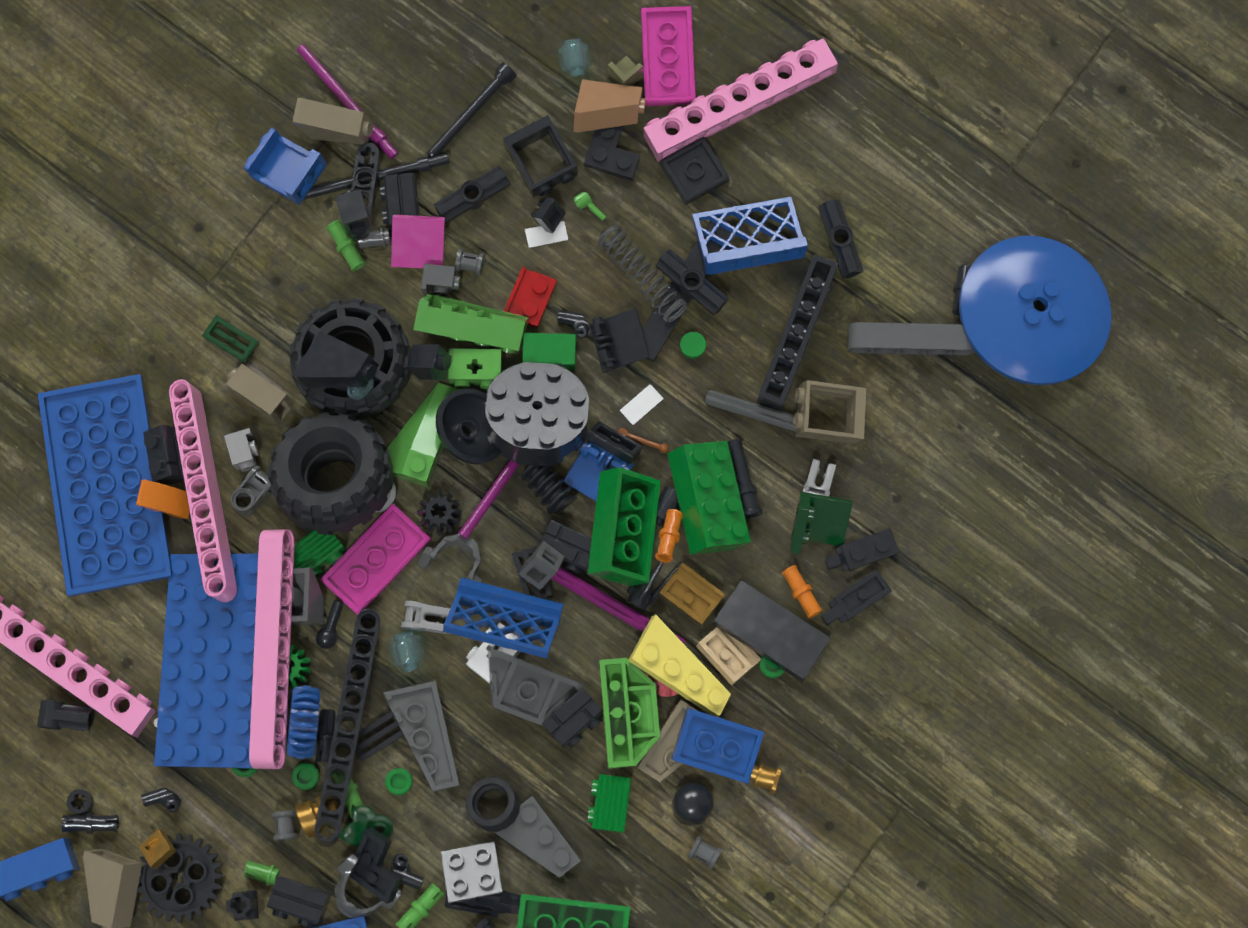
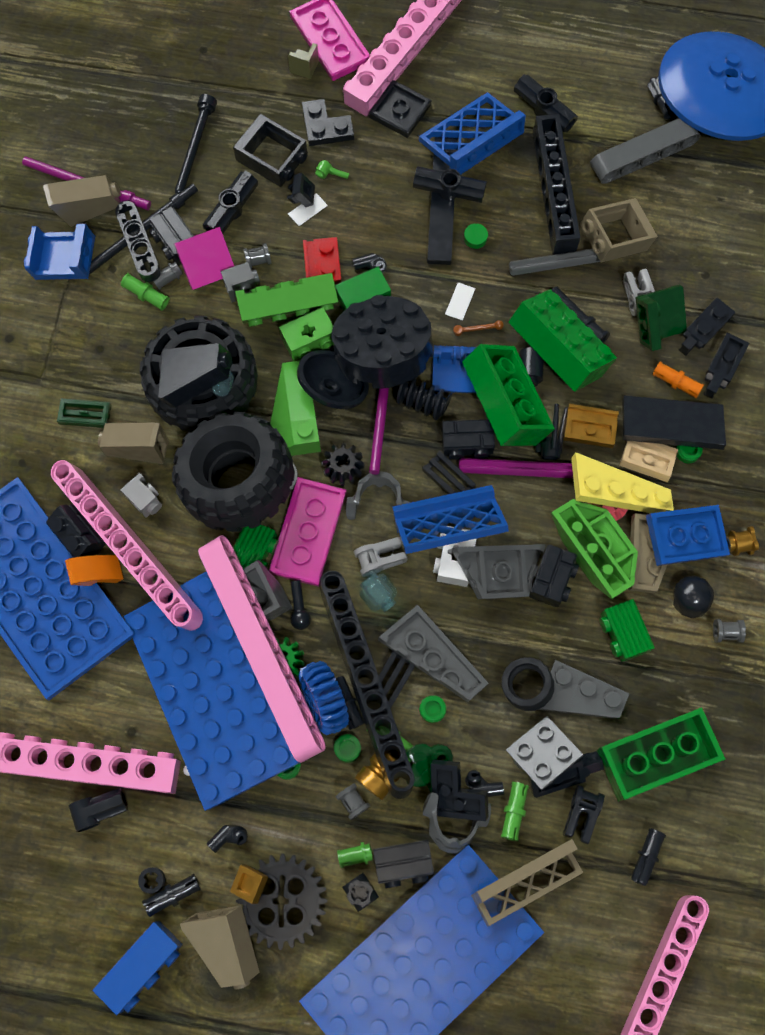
camera: 30 degrees left, 5 degrees down
(254, 489) = (170, 522): dark grey piece -> none
(353, 211) = (138, 254): black brick -> none
(429, 362) = (269, 342): black brick -> none
(541, 565) = (456, 461): dark grey brick -> none
(574, 57) = (256, 66): clear light blue head -> none
(607, 105) = (304, 87): medium nougat slope -> none
(614, 442) = (457, 337): black tile -> none
(619, 340) = (415, 257): black hinge -> none
(669, 535) = (551, 382): orange pin -> none
(676, 305) = (366, 188): dark grey piece -> none

